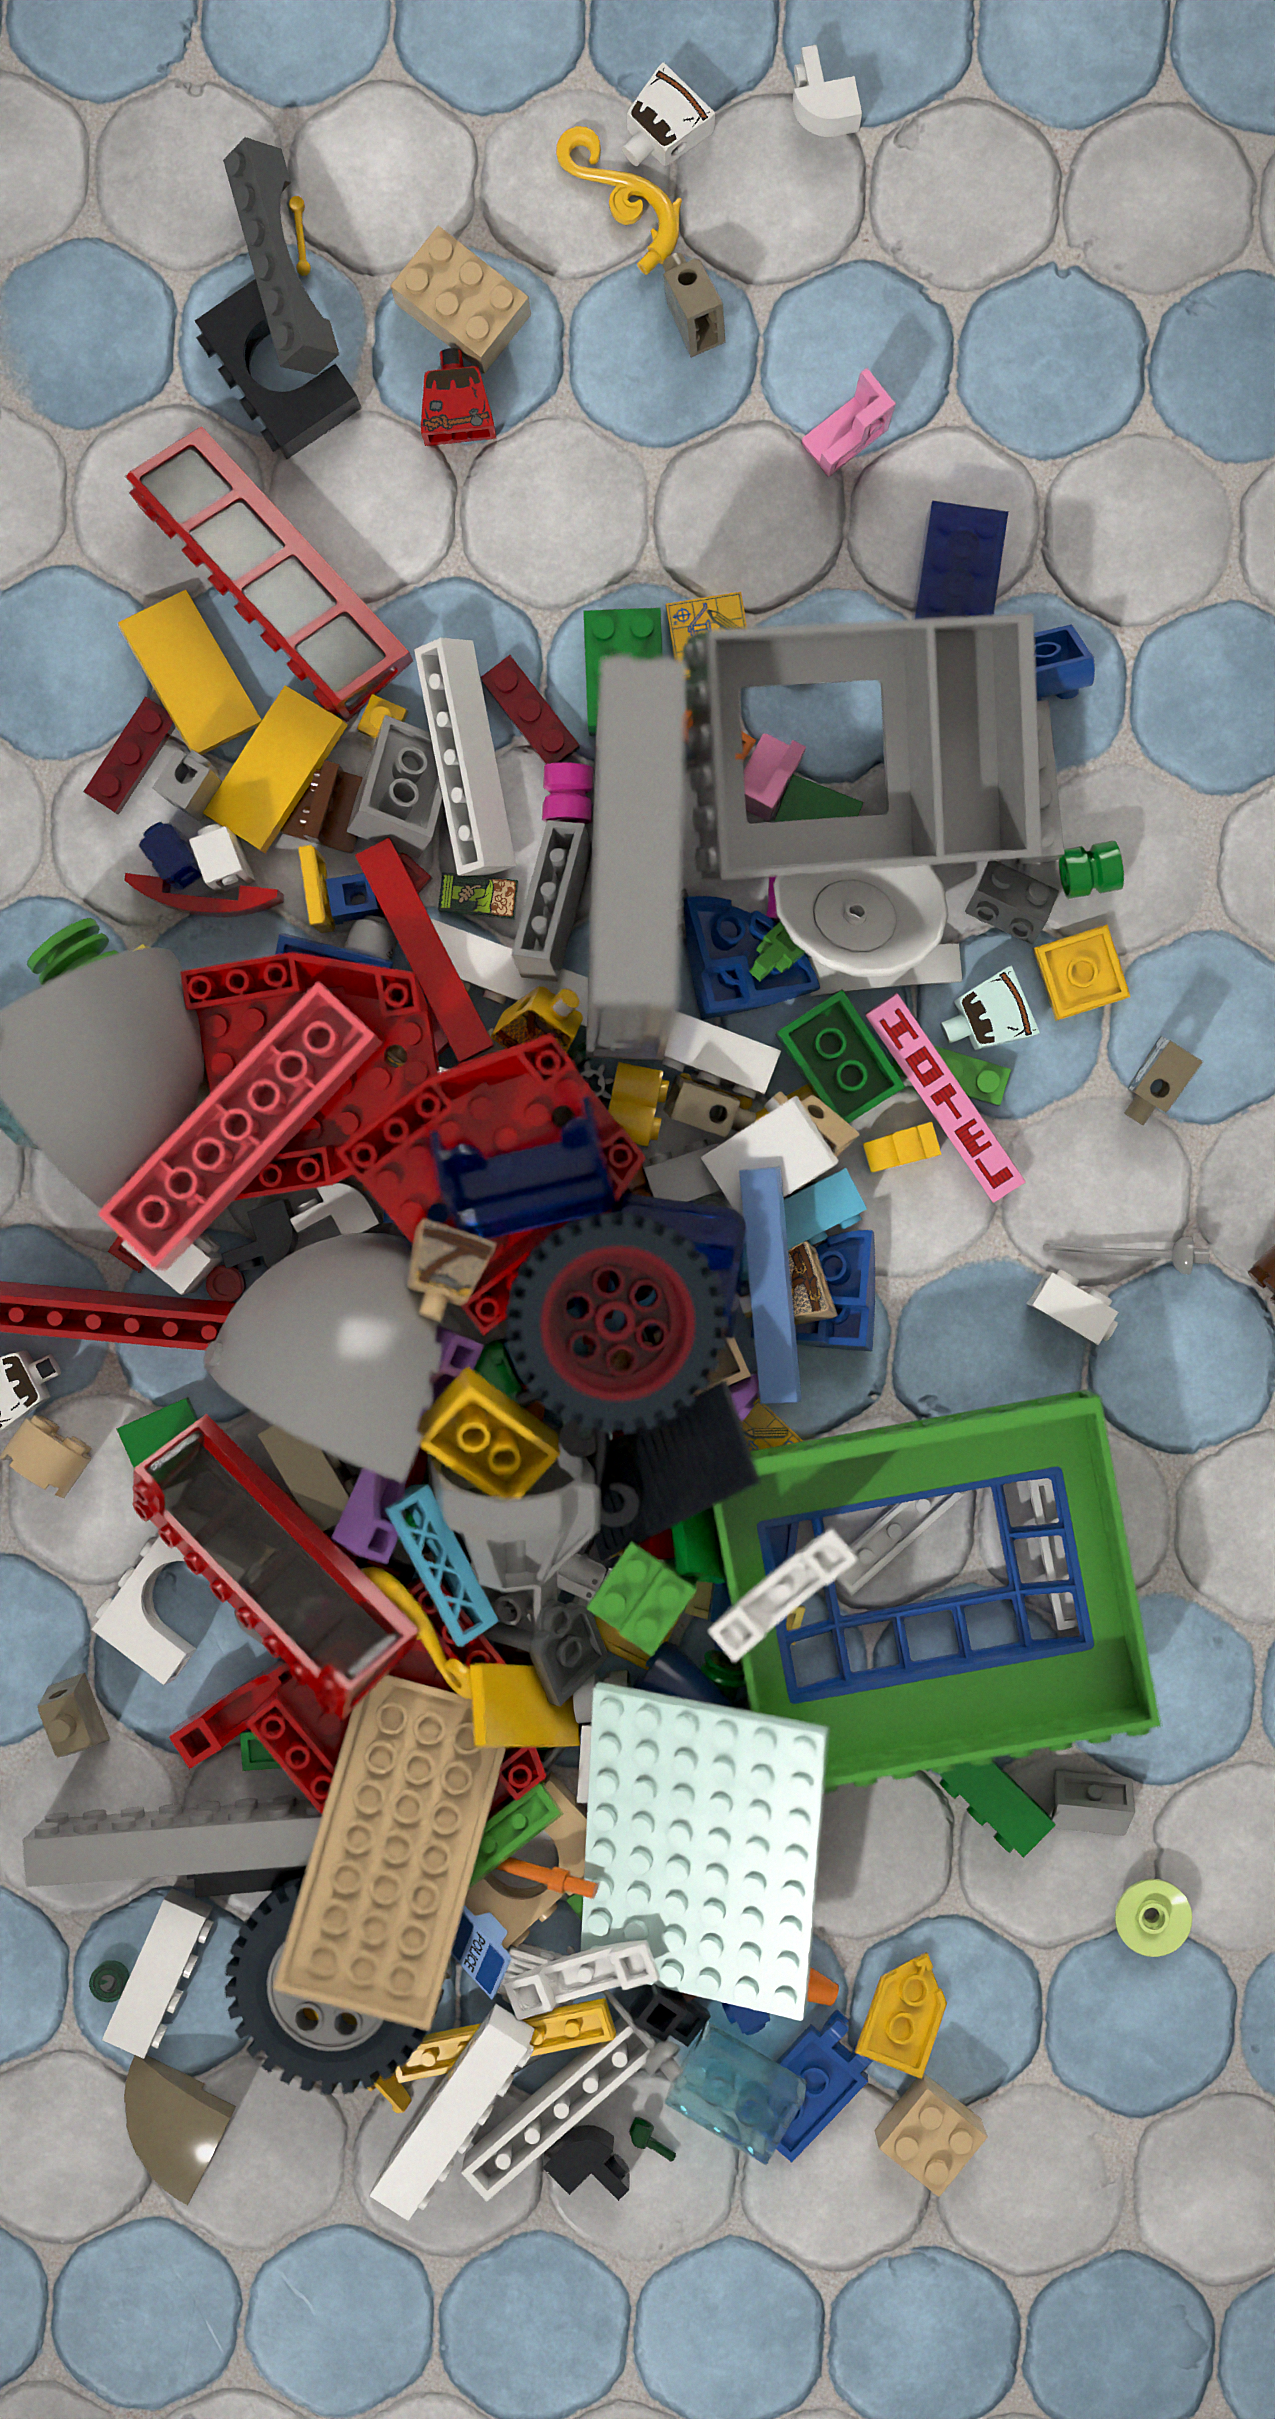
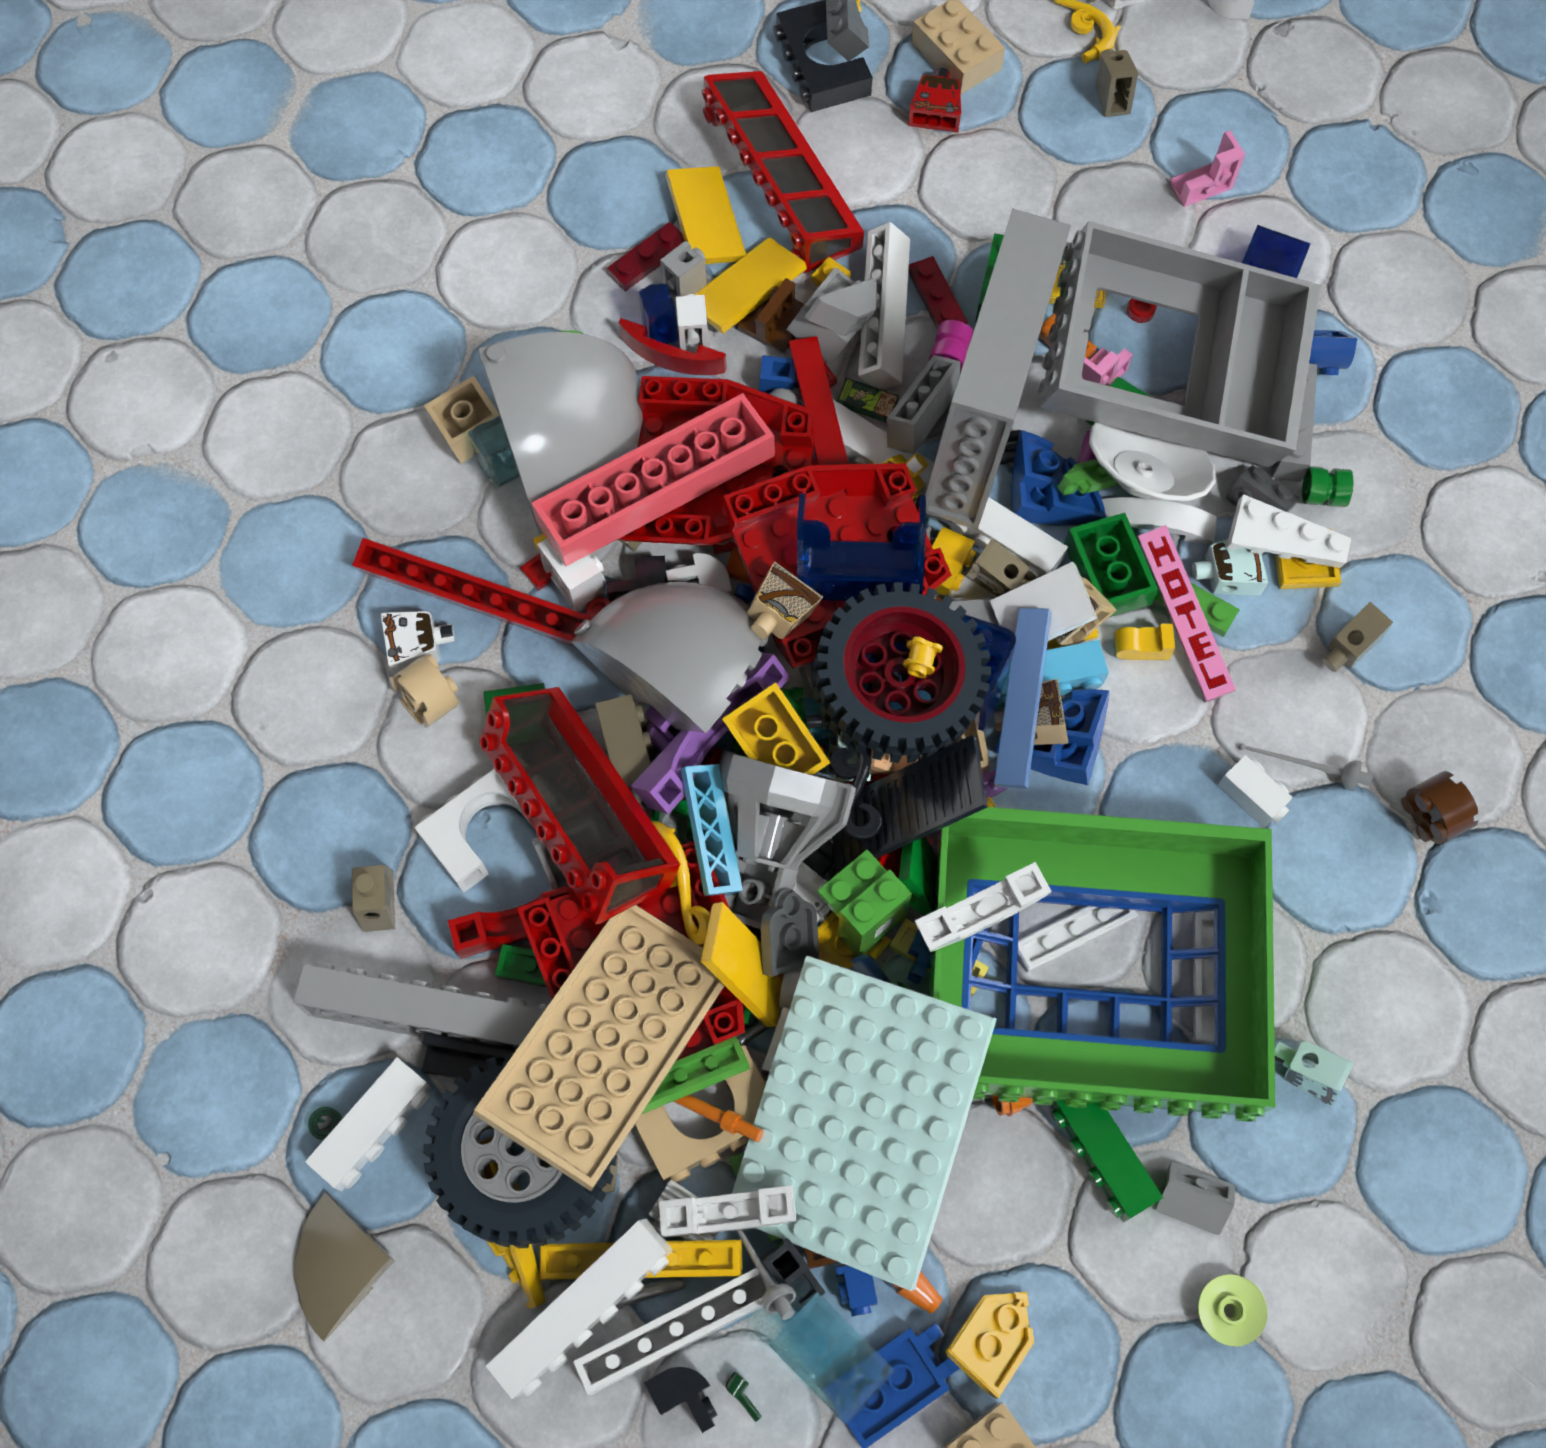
camera: 10 degrees right, 20 degrees down
(316, 893) = (754, 355): yellow tile -> none
(416, 790) = (844, 308): none -> light grey slope
(480, 1950) = (644, 1169): piece -> none
(636, 1304) = (921, 657): none -> yellow brick
(1040, 960) = (1279, 532): none -> white wing
(1213, 1640) = (1325, 1072): none -> light aqua torso

